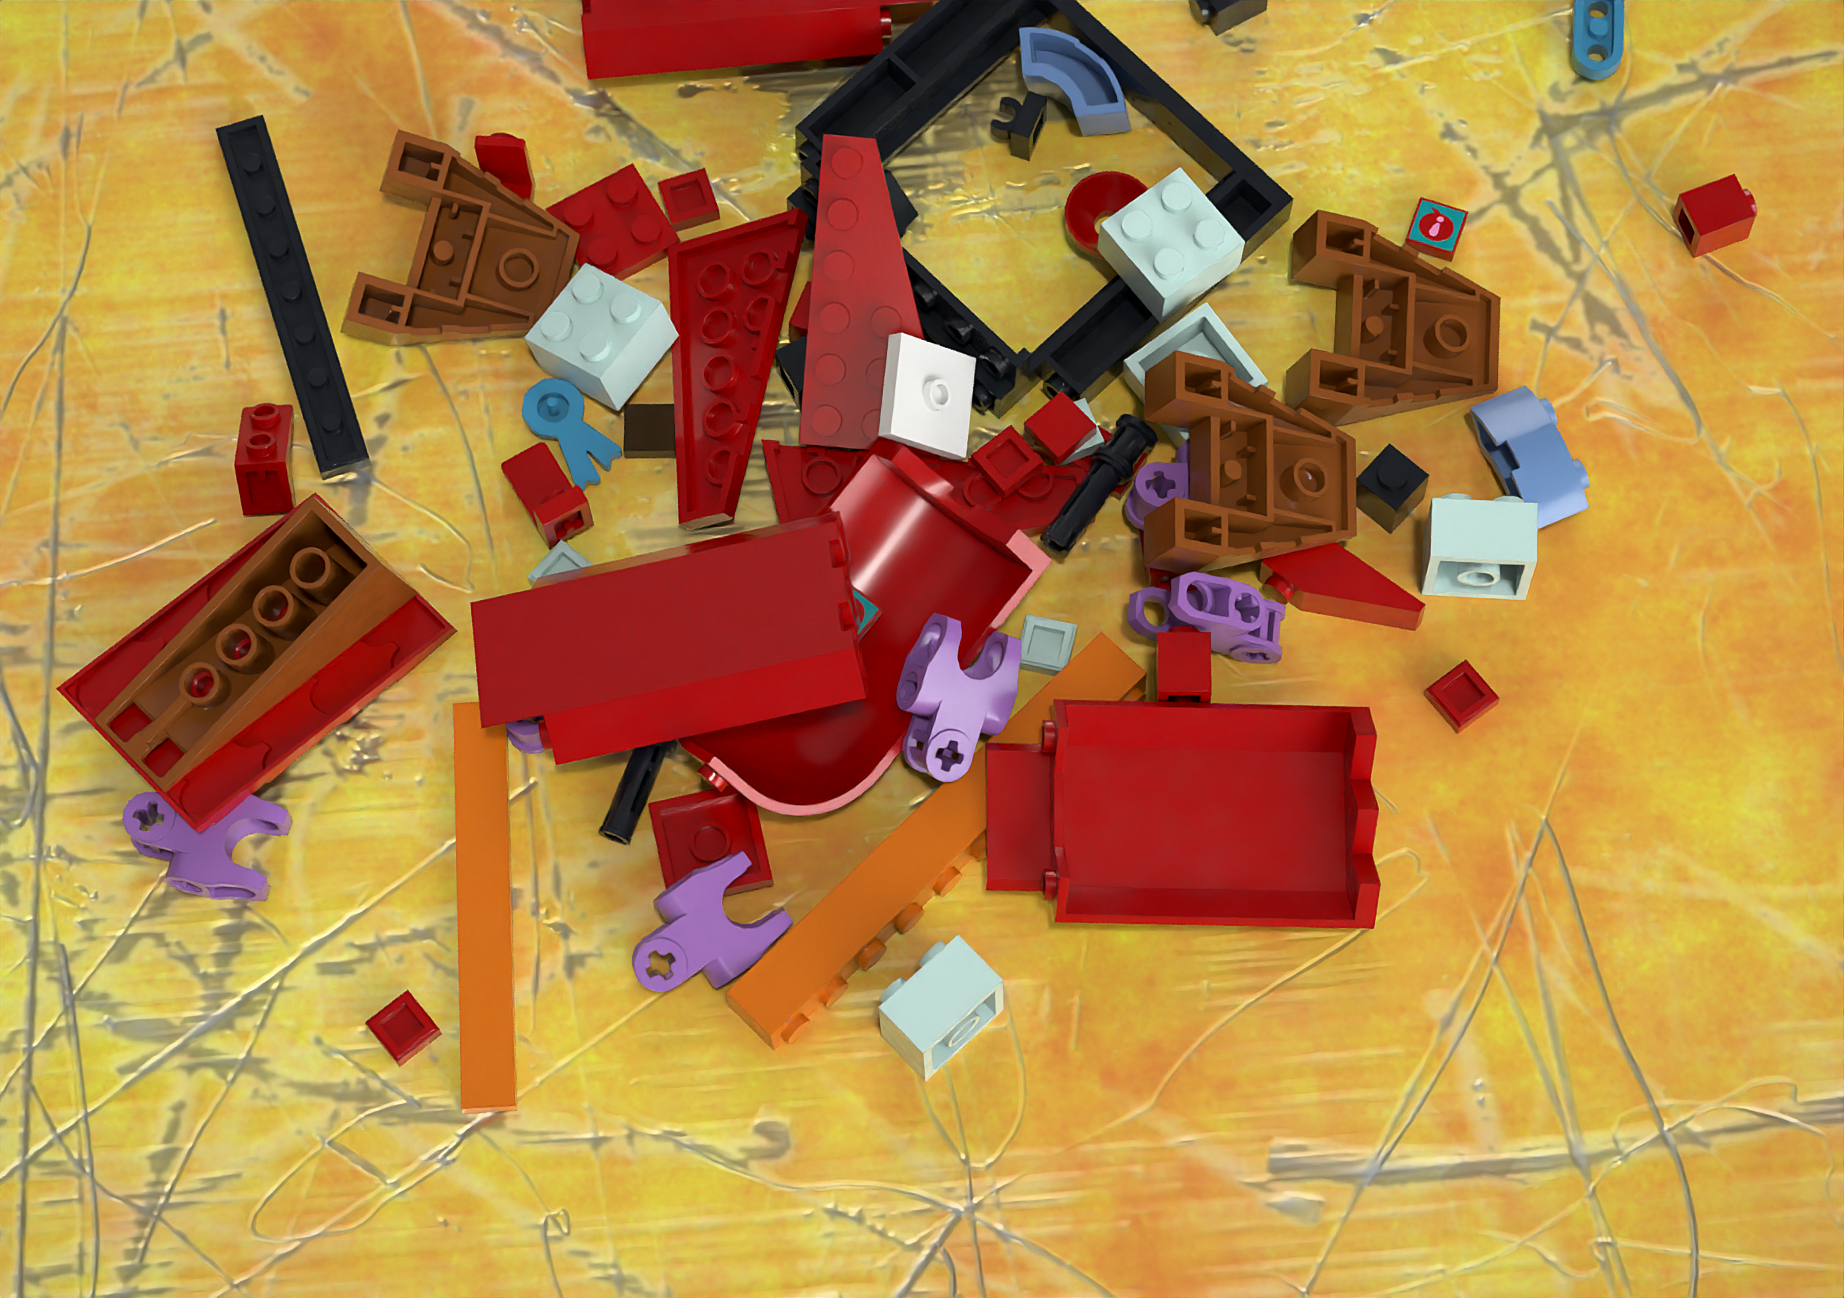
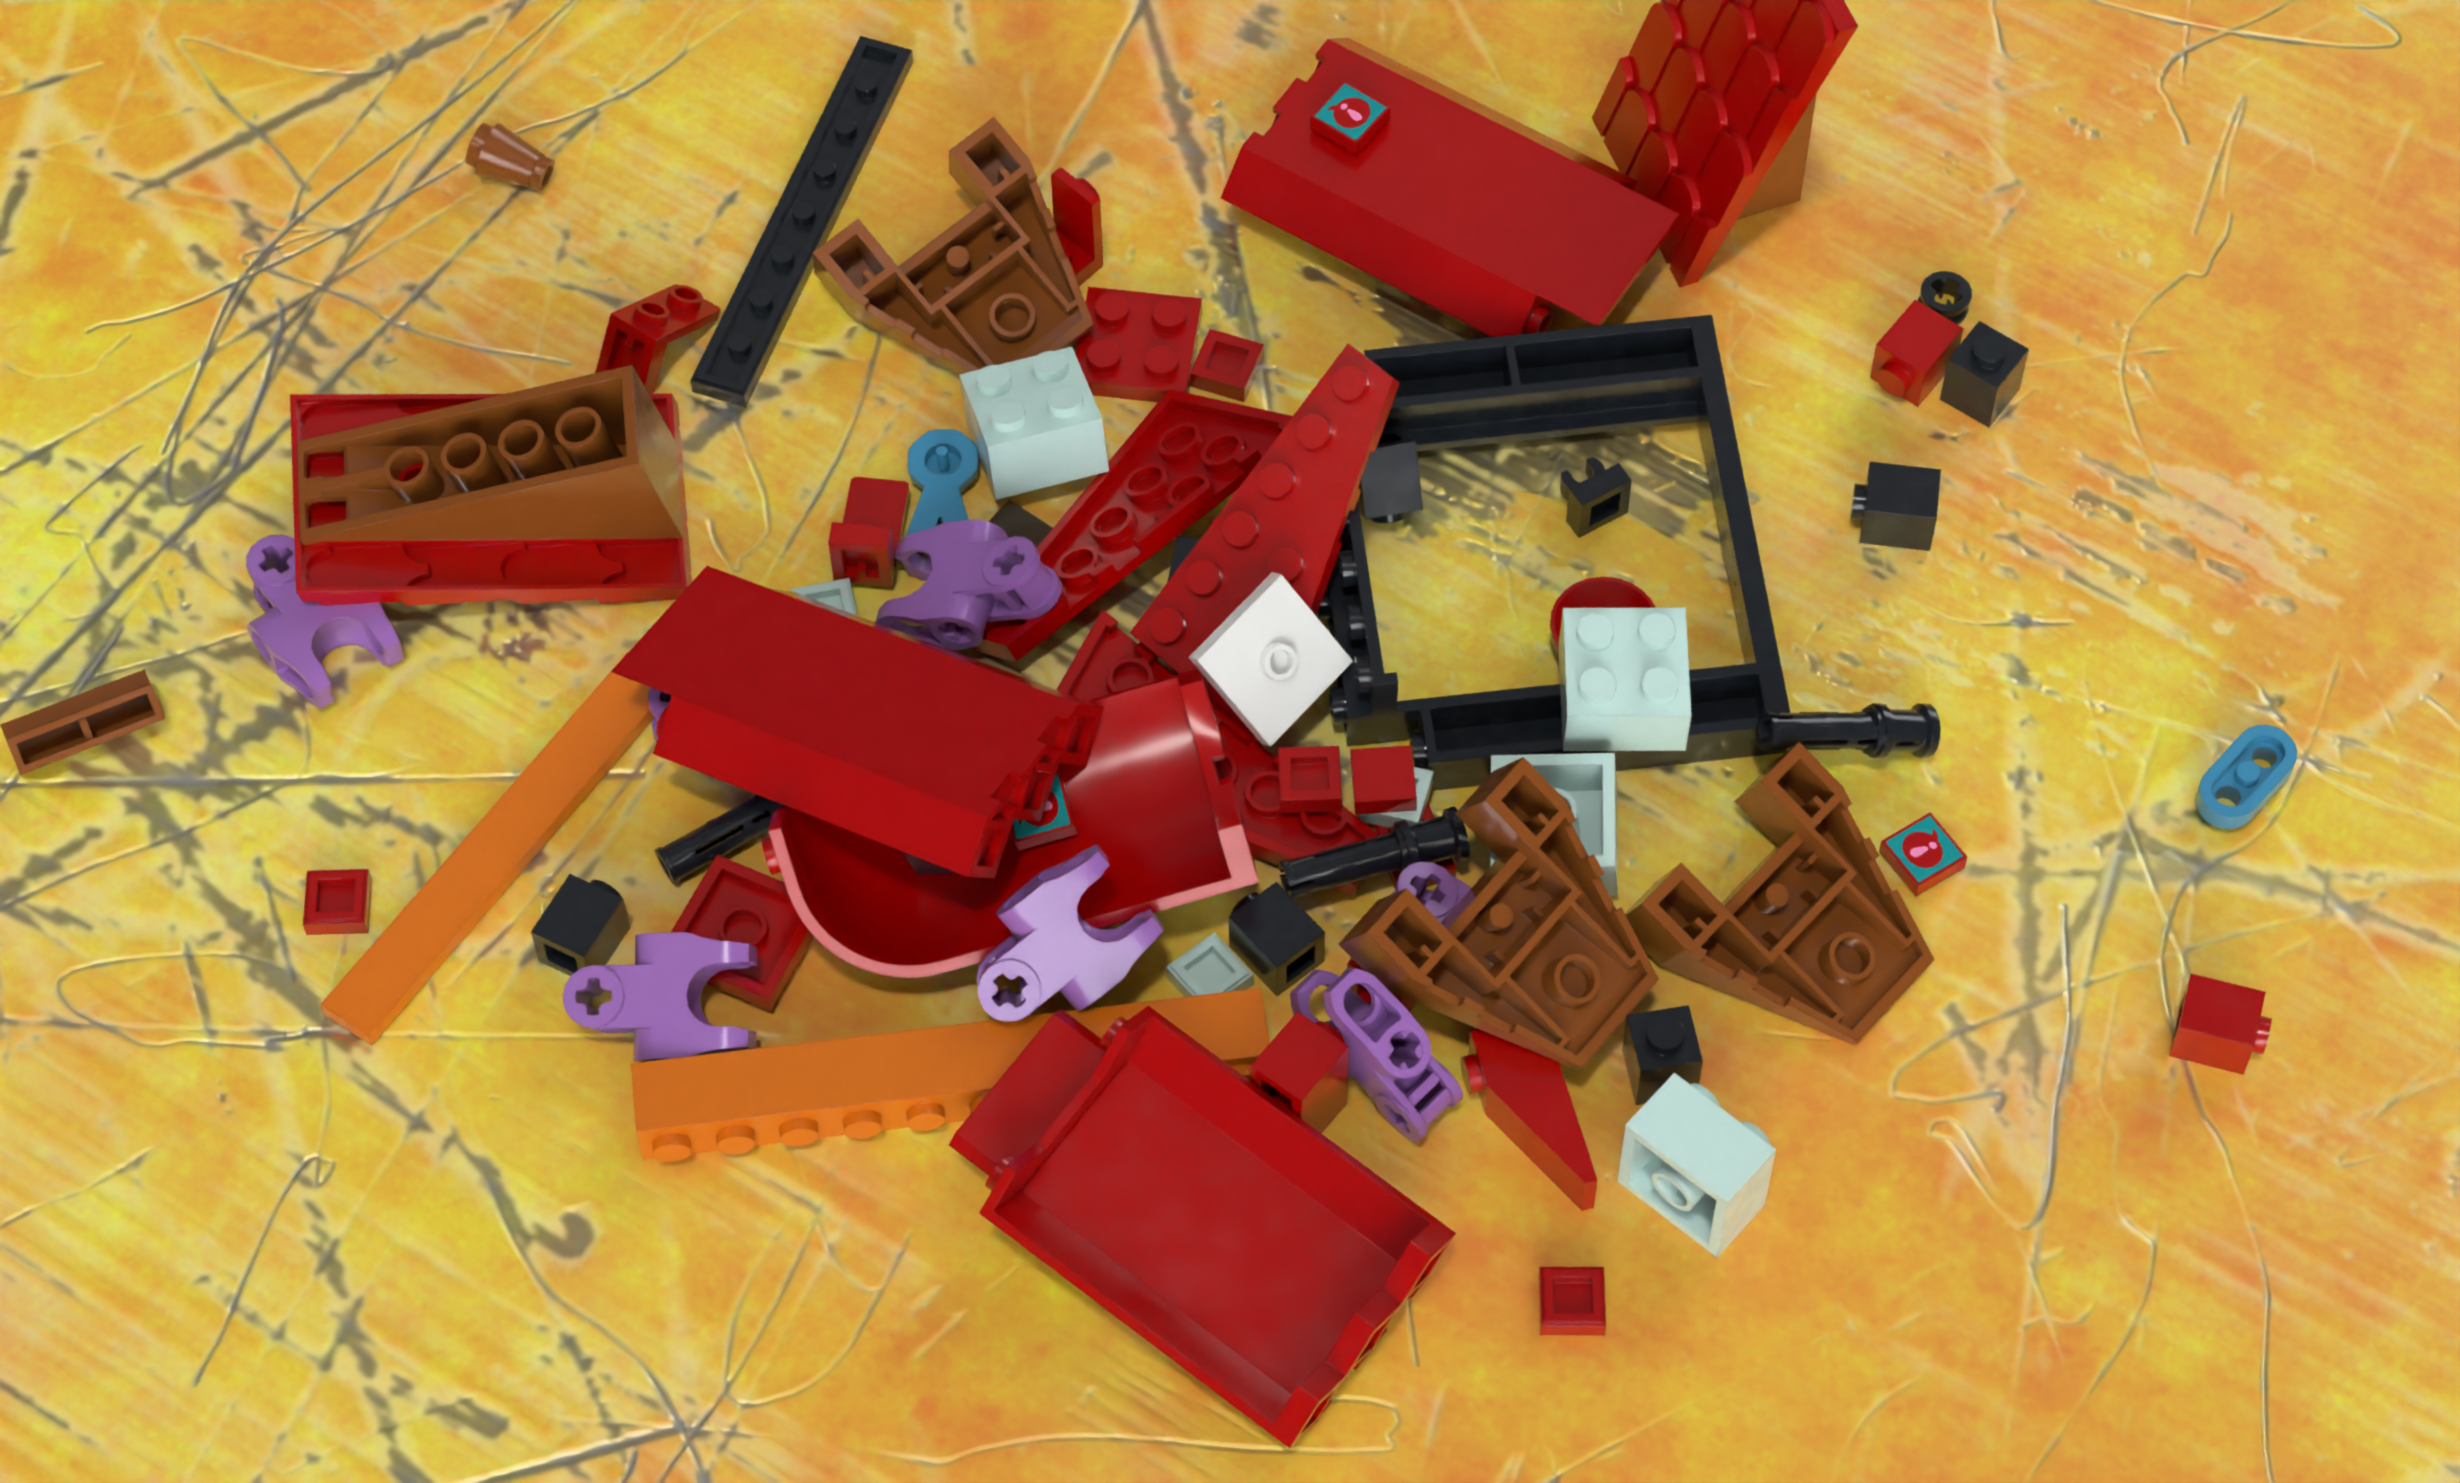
camera: 35 degrees right, 10 degrees down
(36, 397) = (508, 158): none -> dark orange cone
(106, 1035) = (82, 722): none -> dark orange piece
(598, 922) = (580, 926): none -> black brick
(661, 486) = (970, 580): none -> medium lavender piece
(940, 1006) = (810, 1217): light aqua brick -> none
(1073, 589) = (1275, 938): none -> black brick
(1075, 76) = (1679, 499): medium blue brick -> none
(1344, 166) = (1872, 730): none -> black pin
(1530, 455) = (1826, 1120): medium blue brick -> none

